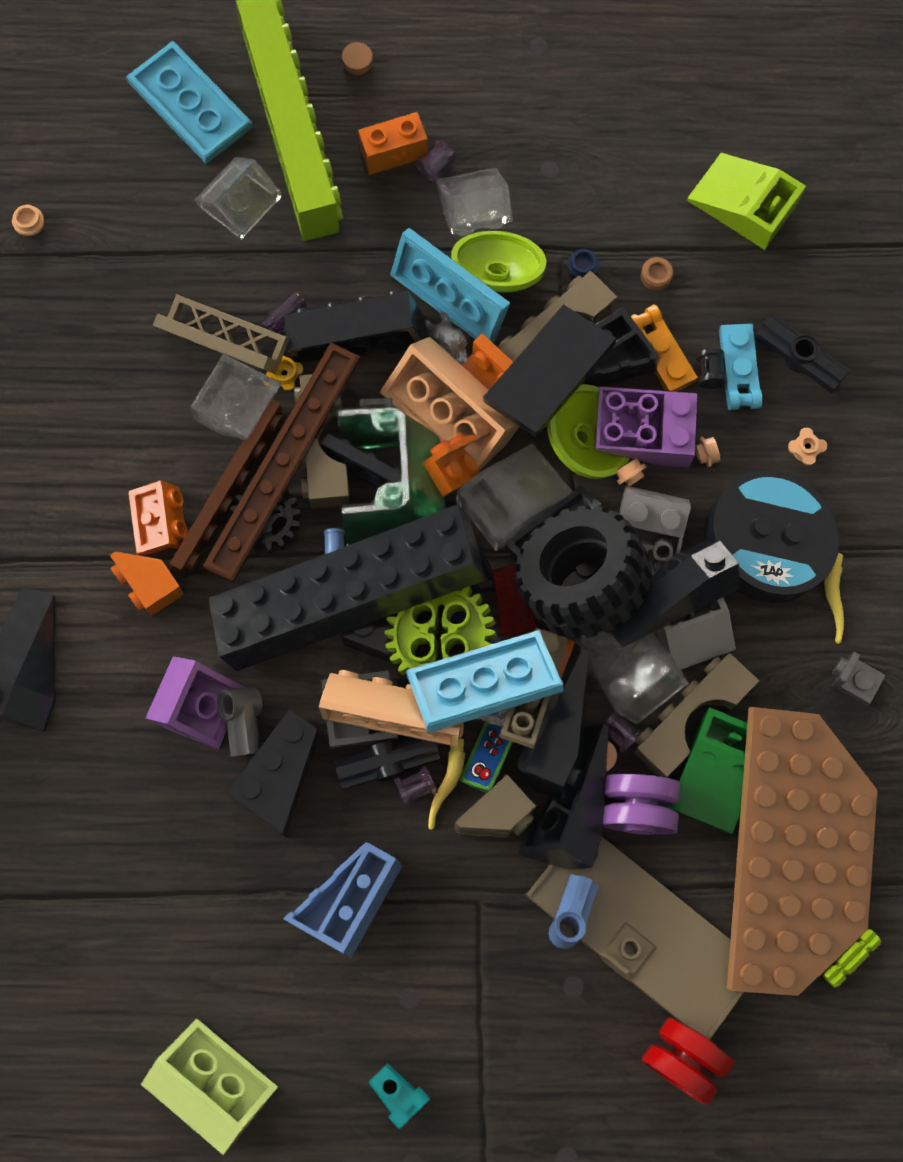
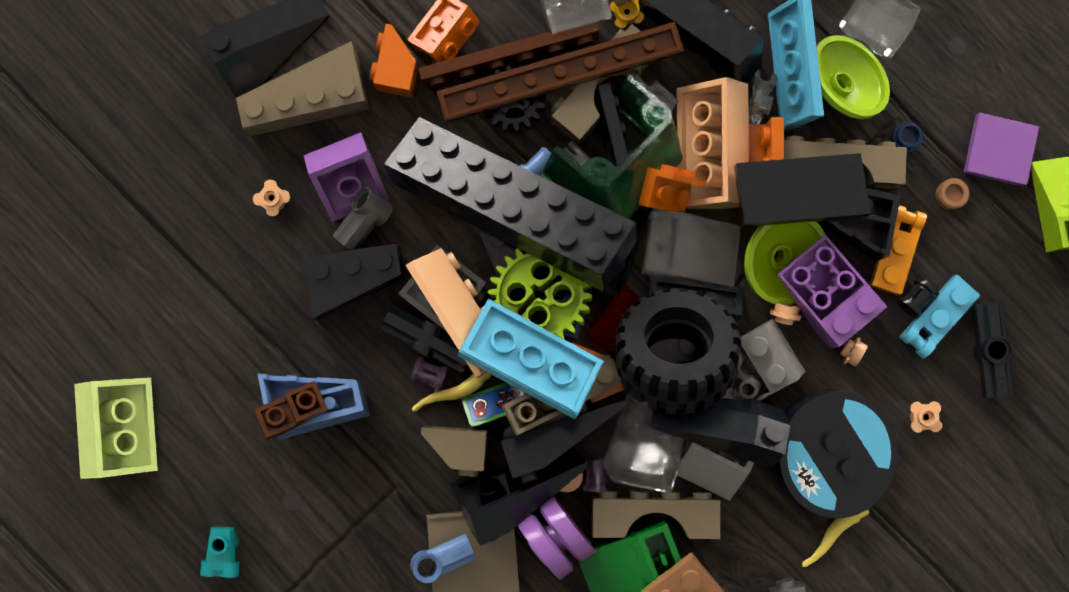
camera: 45 degrees right, 10 degrees up
(100, 669) = (307, 94): none -> dark tan wedge
(160, 782) = (280, 198): none -> light nougat plate
(340, 916) = (291, 410): none -> reddish brown slope
(657, 210) = (1001, 149): none -> medium lavender tile

